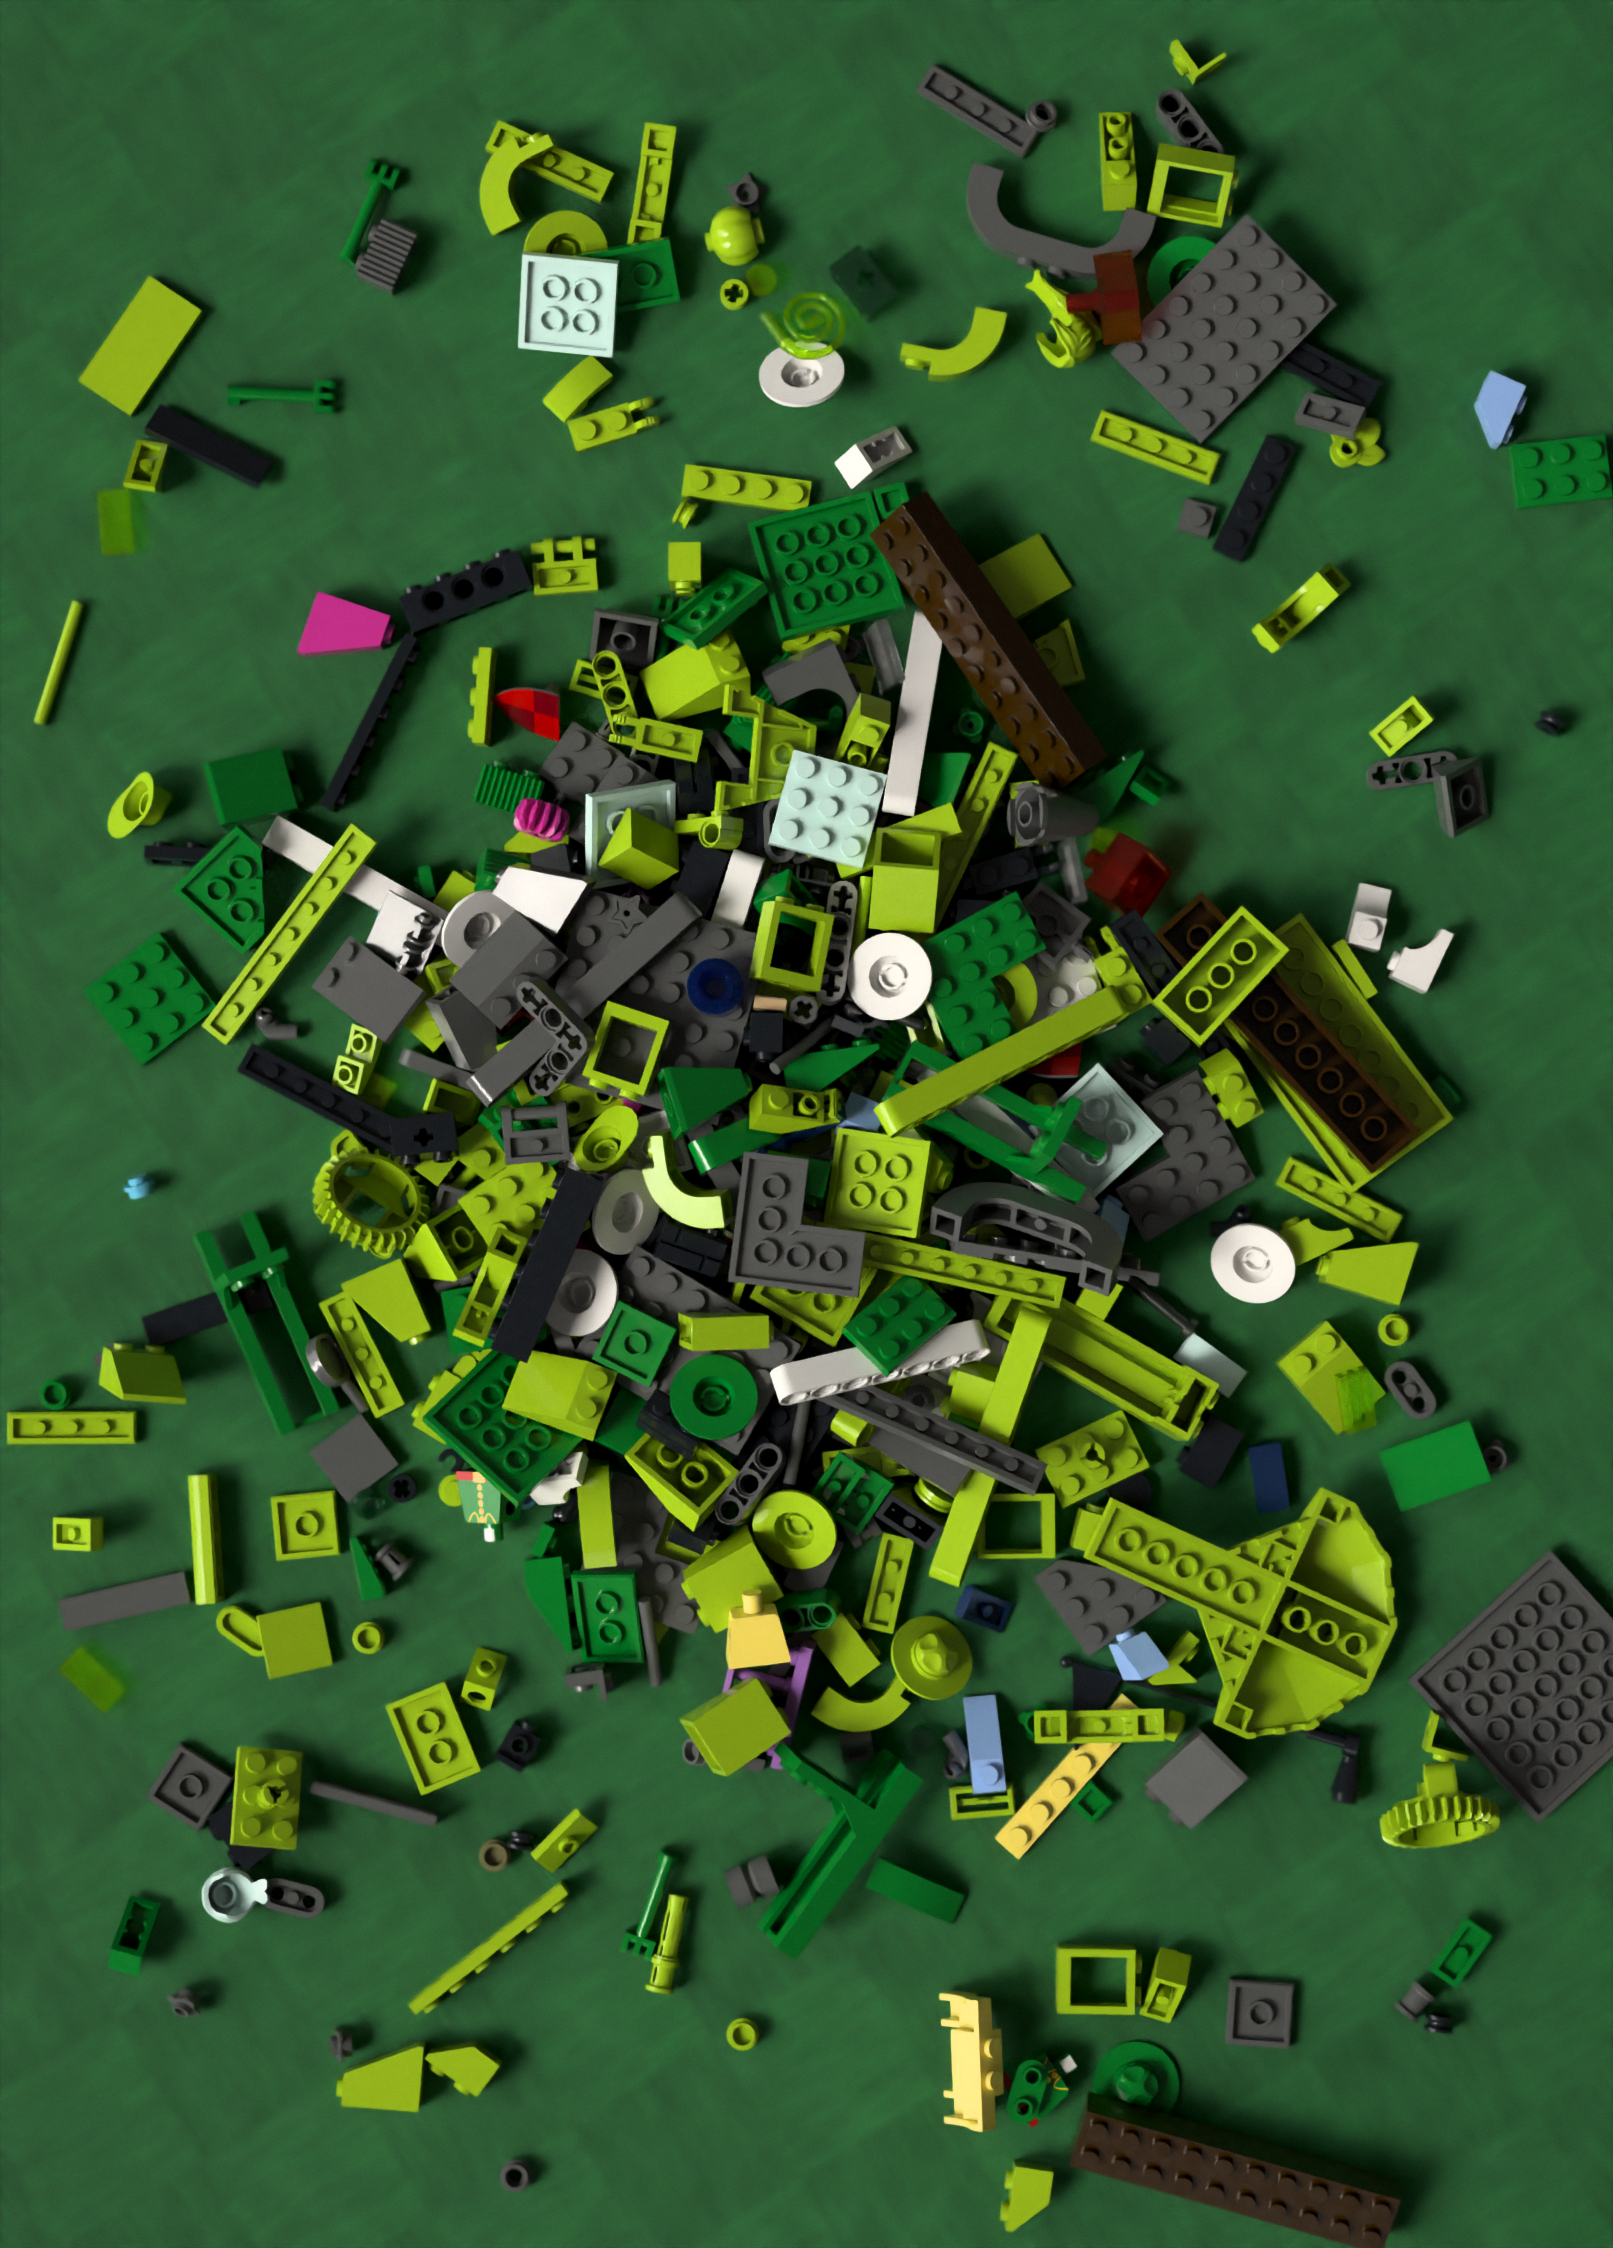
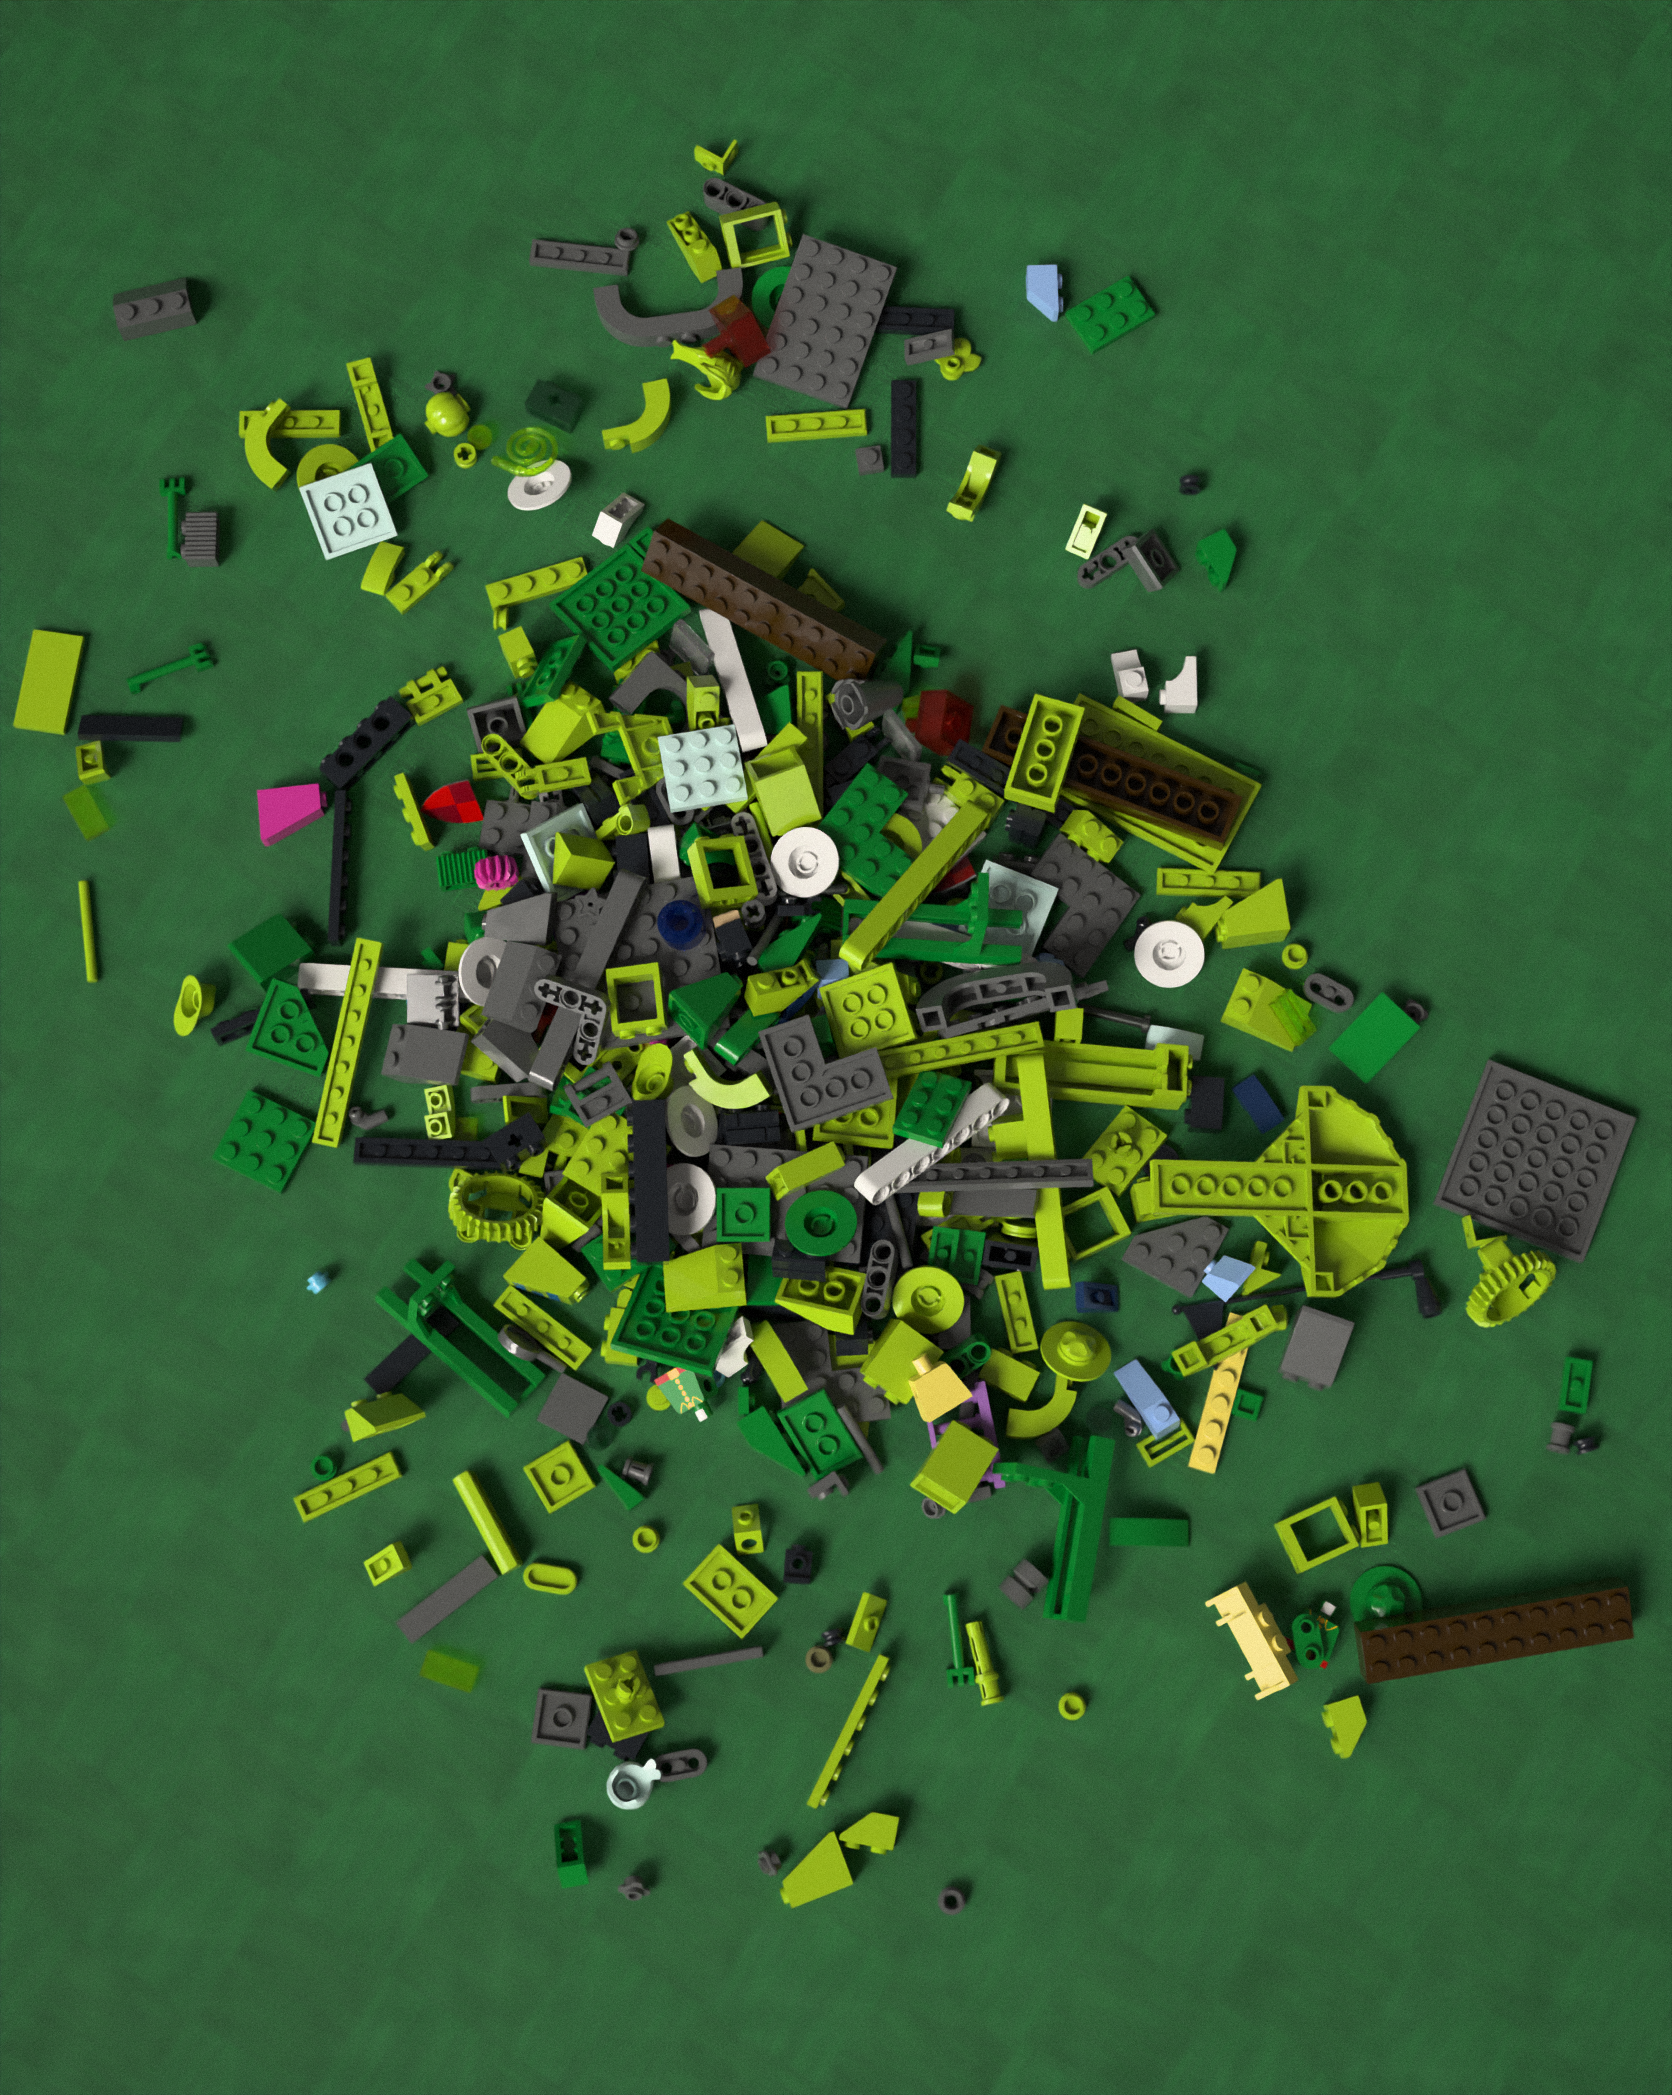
camera: 20 degrees left, 10 degrees down
(294, 1640) = (590, 1567): lime tile -> none
(1539, 825) = (1217, 556): none -> green slope

